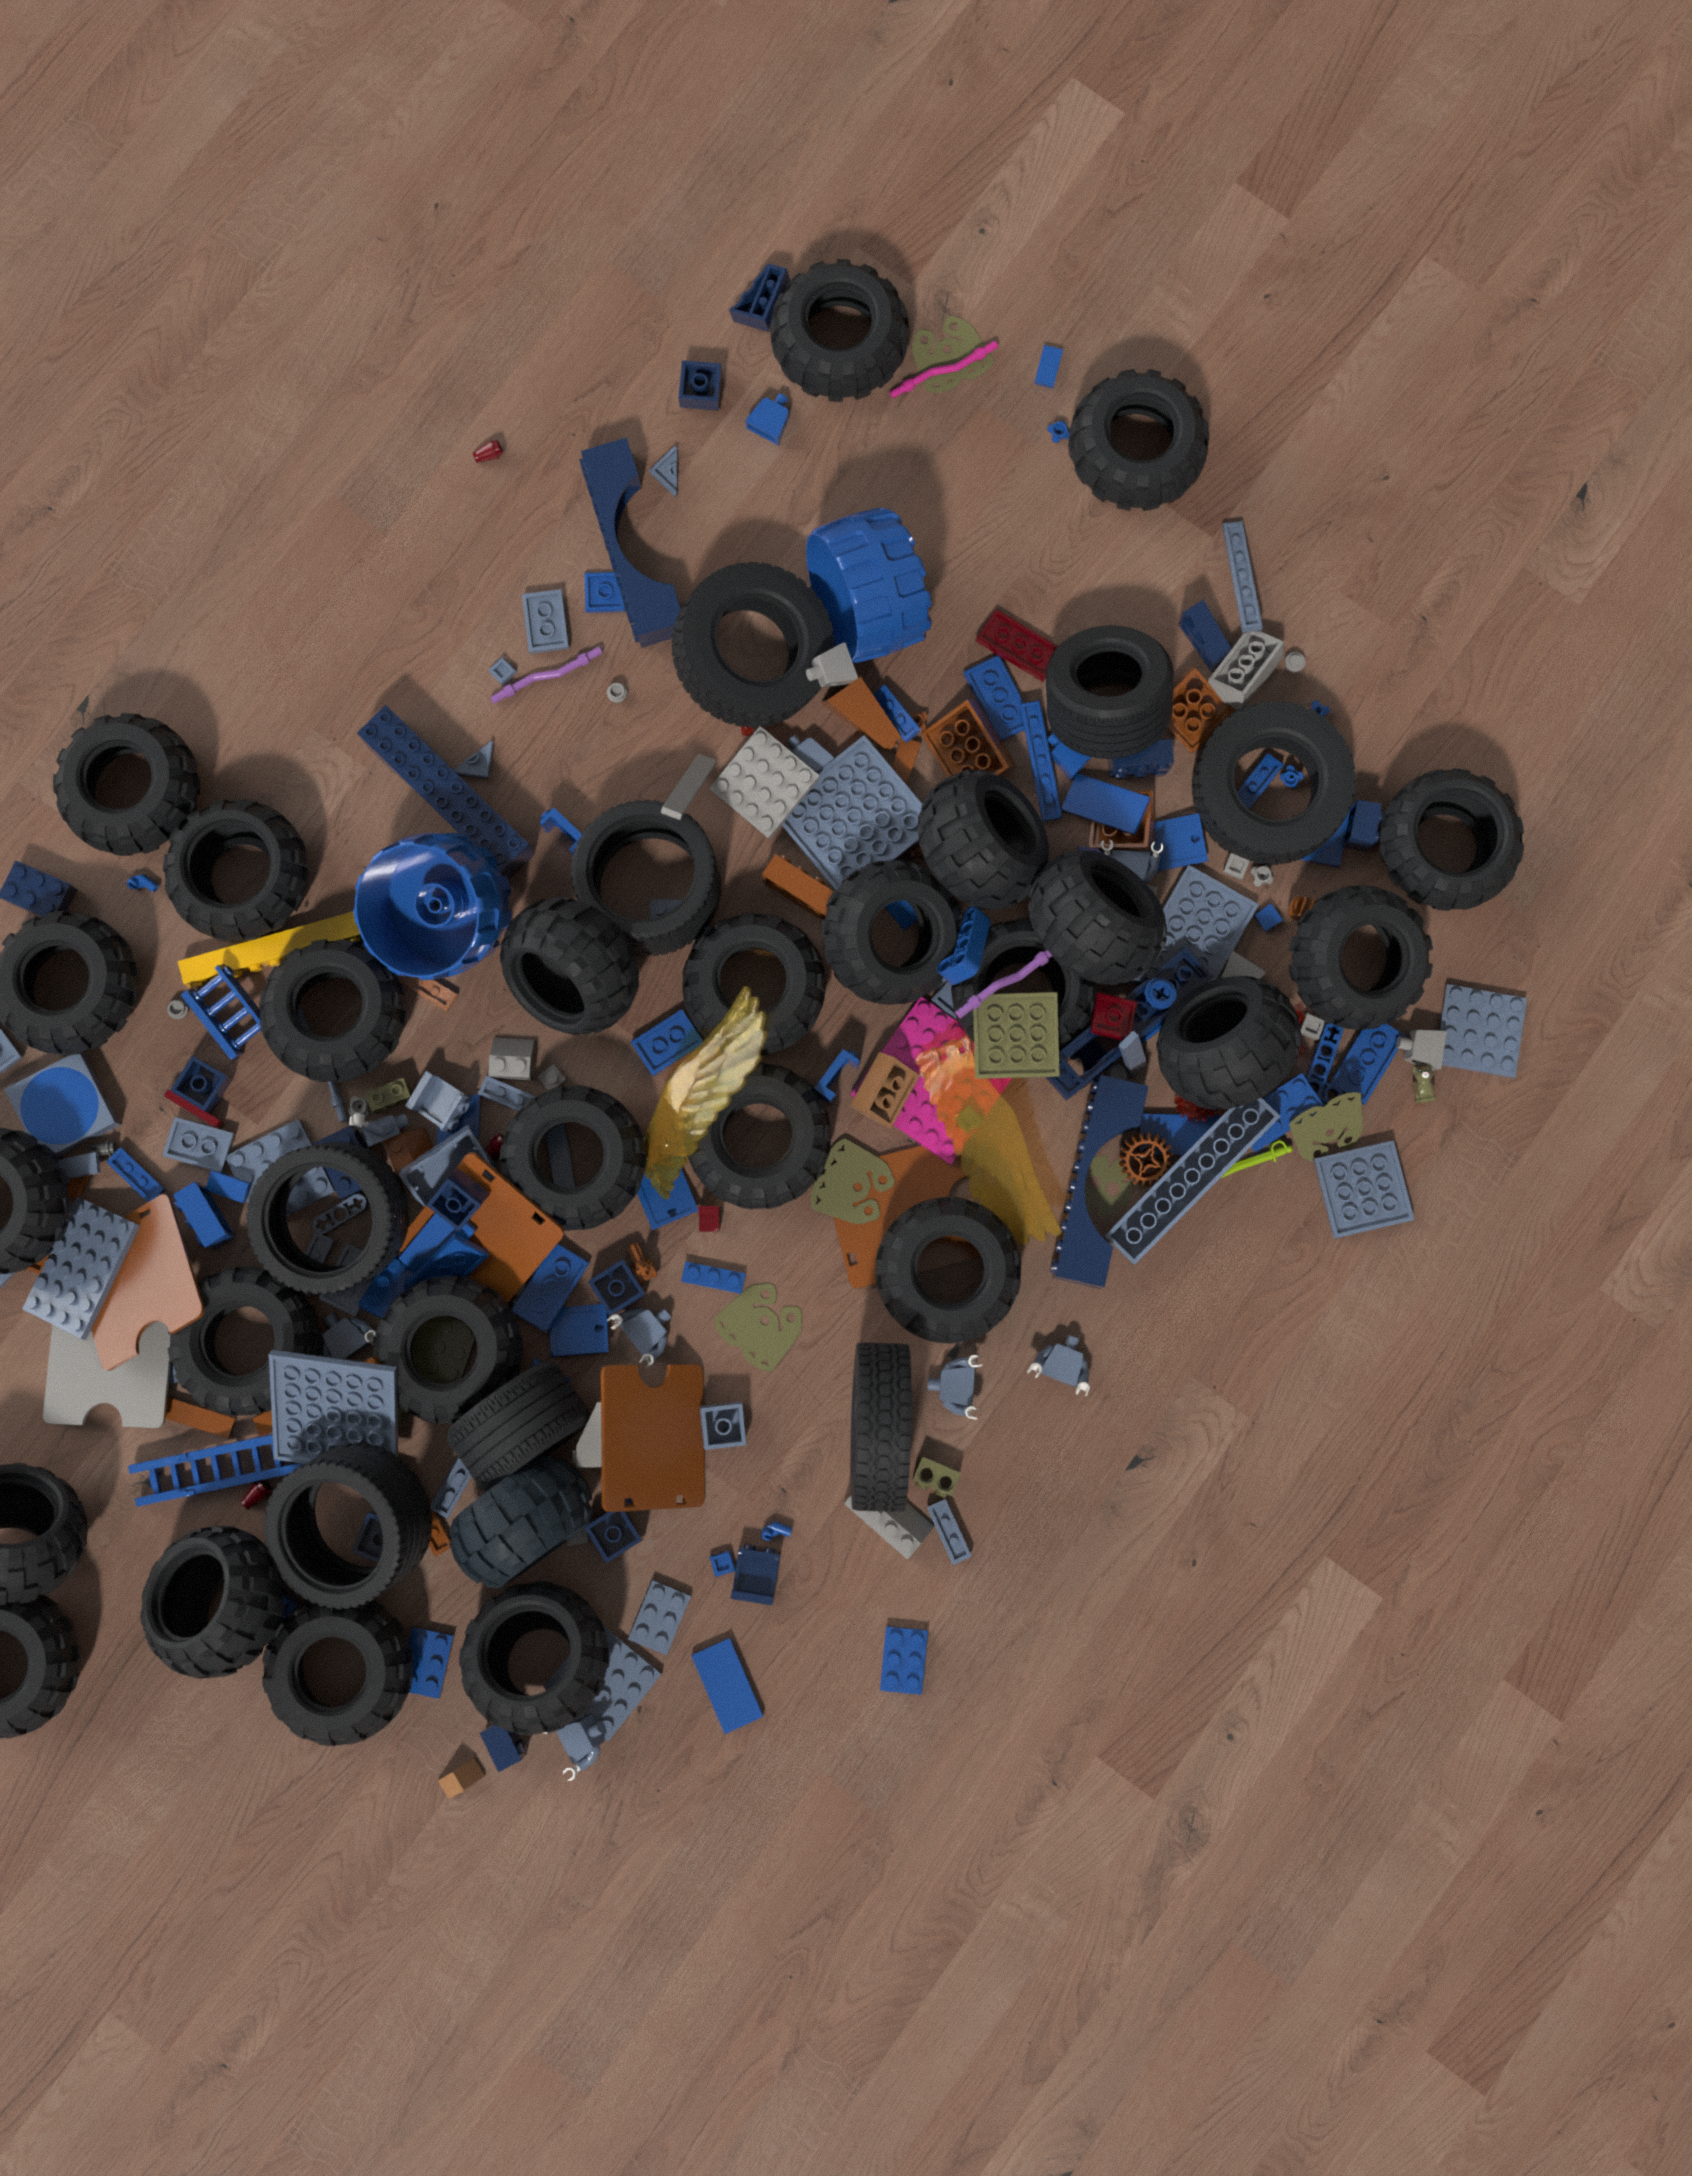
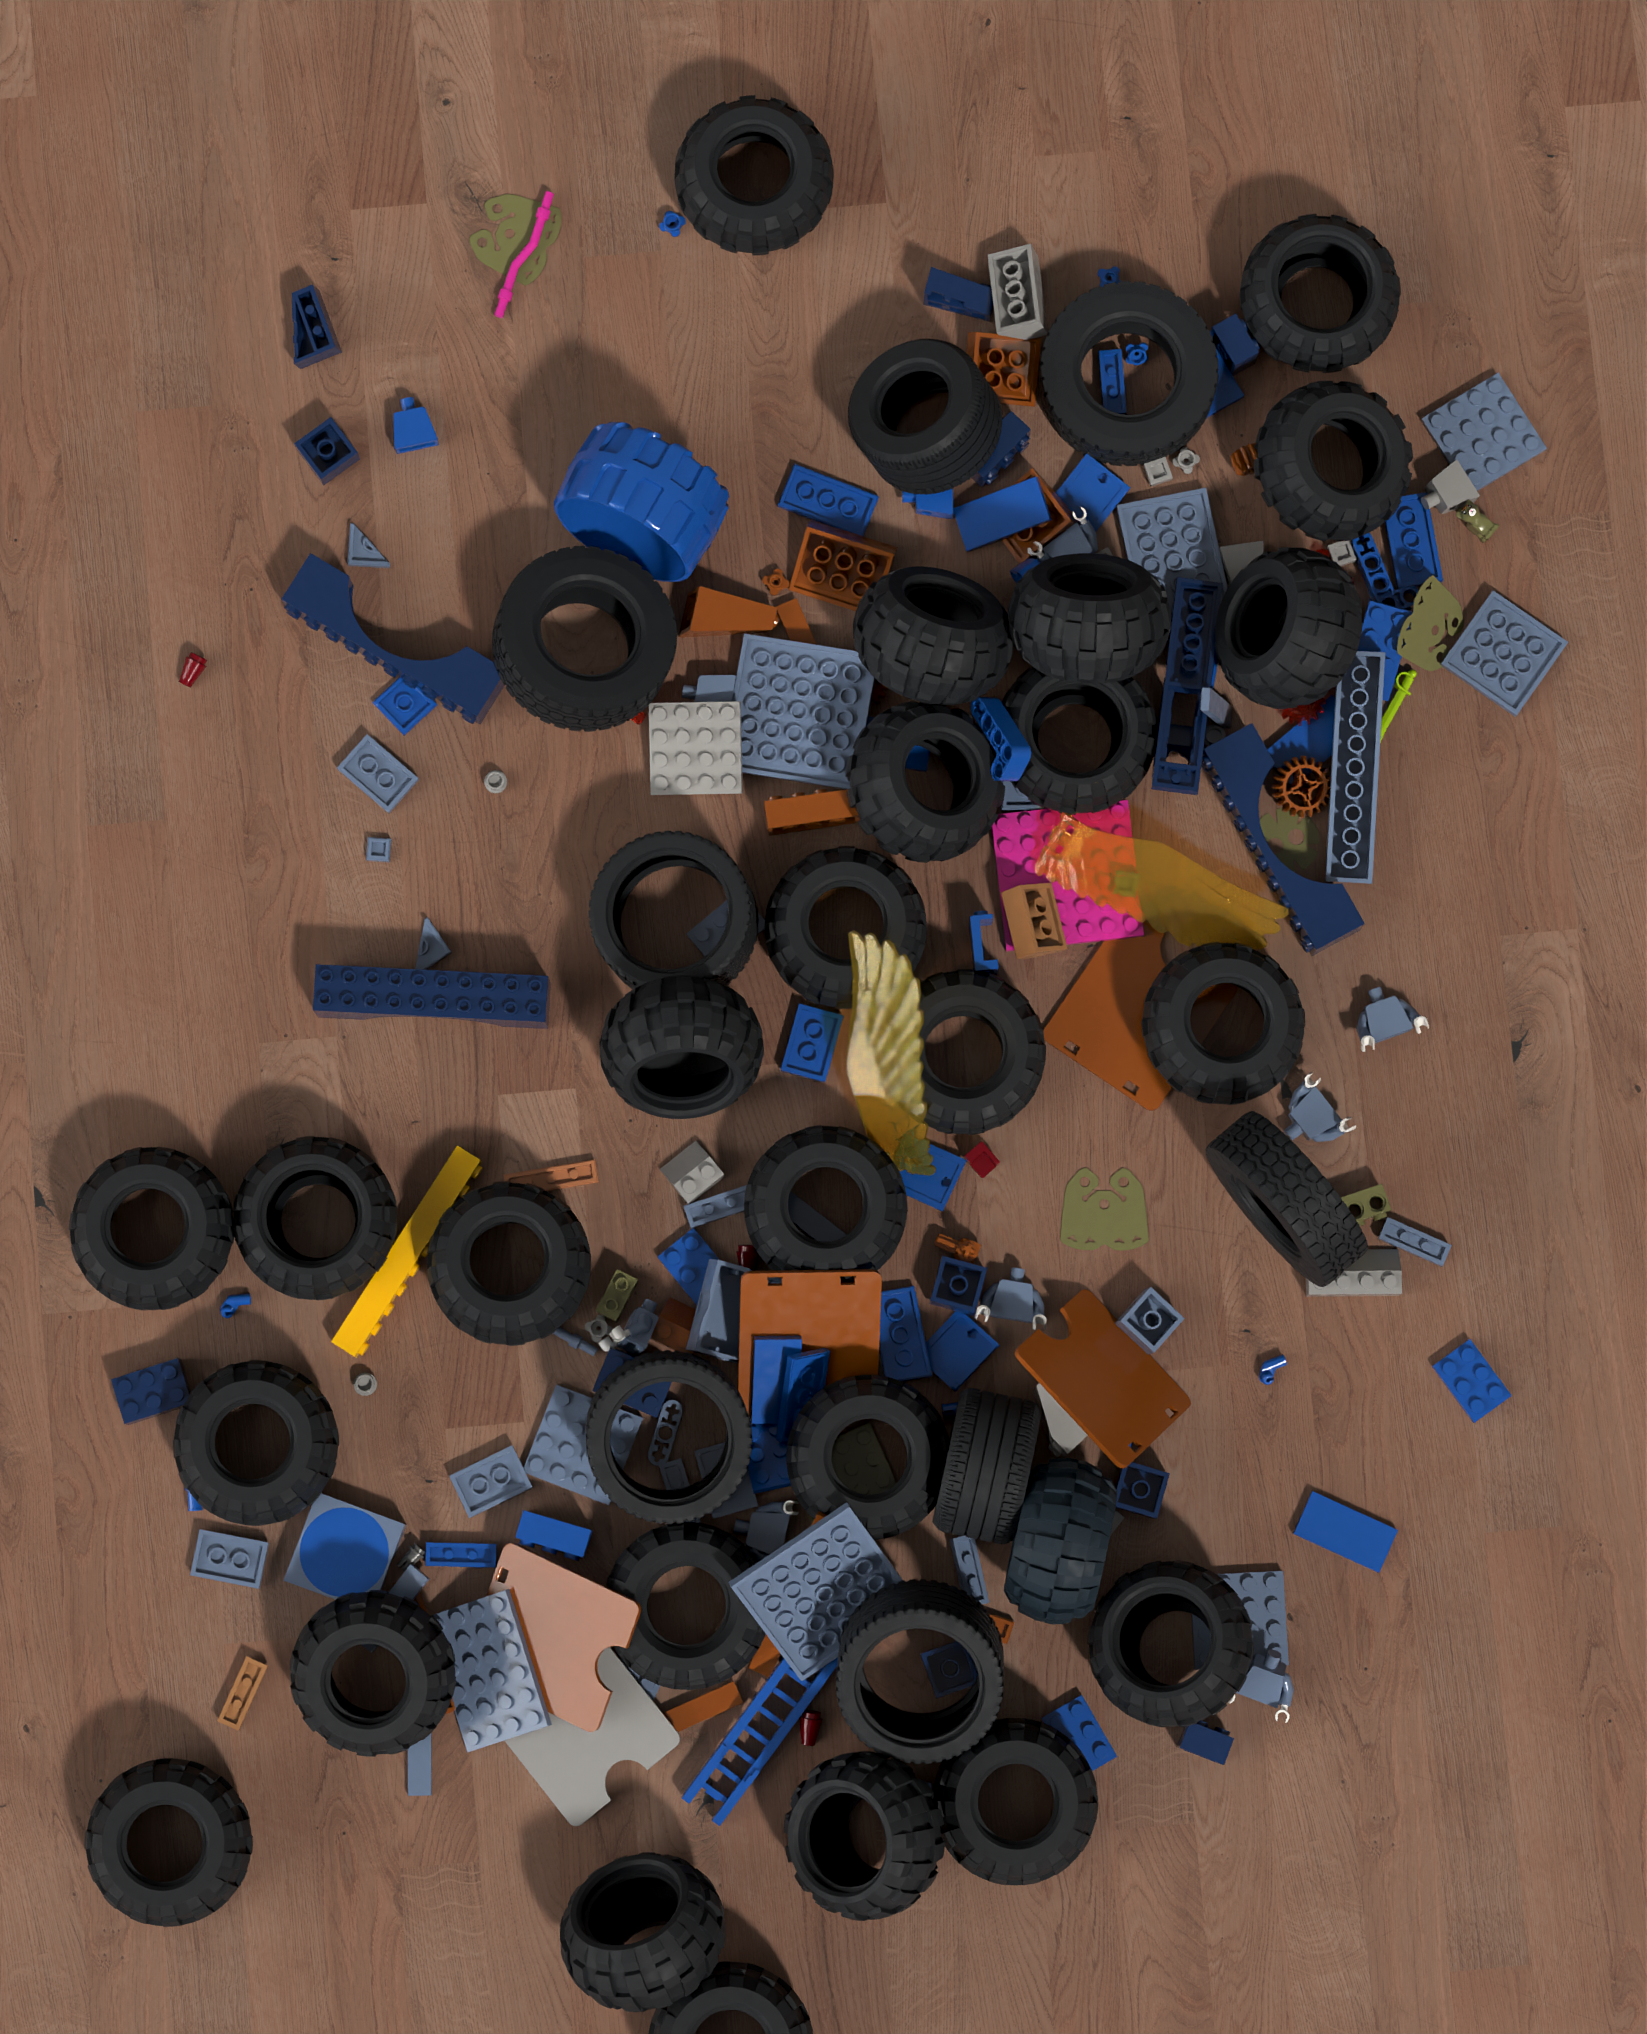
camera: 40 degrees left, 0 degrees up
(194, 1109) = (458, 1455): dark red tile -> none
(201, 1085) = (448, 1428): dark blue brick -> none
(207, 1014) = (399, 1363): blue fence -> none
(228, 1186) = (550, 1492): blue tile -> none
(400, 910) = (510, 1135): blue wheel -> none
(439, 1101) = (666, 1262): sand blue panel -> none
(458, 1199) = (767, 1322): dark blue brick -> none
(461, 1778) = (1194, 1804): medium nougat slope -> none
(552, 1077) = (740, 1159): light grey plate -> none
(554, 818) = (565, 935): blue panel -> none
(582, 659) = (401, 860): medium lavender bar -> none
(659, 1617) = (1239, 1526): sand blue plate -> none
(688, 786) = (640, 807): light grey tile -> none
(713, 1277) = (1029, 1206): blue plate -> none
(722, 1563) = (1251, 1436): blue tile -> none
(755, 1575) = (1287, 1420): dark blue panel -> none
(833, 667) = (672, 598): light grey torso -> none
(839, 371) = (420, 349): black tyre -> none
(840, 1178) = (1061, 1028): olive piece -> none
(897, 714) = (755, 590): blue plate -> none
(975, 1001) = (1052, 777): medium lavender bar -> none
(1016, 1036) = (1109, 776): olive plate -> none
(1017, 644) = (805, 440): dark red tile -> none
(1040, 761) = (912, 524): blue tile -> none
(1048, 366) = (612, 174): blue tile -> none
(1112, 1016) = (1172, 690): dark red tile -> none
(1169, 993) = (1199, 629): blue gear -> none
(1242, 576) = (943, 216): sand blue tile -> none
(1268, 917) = (1223, 492): blue tile -> none
(1295, 662) = (1052, 251): light grey plate -> none

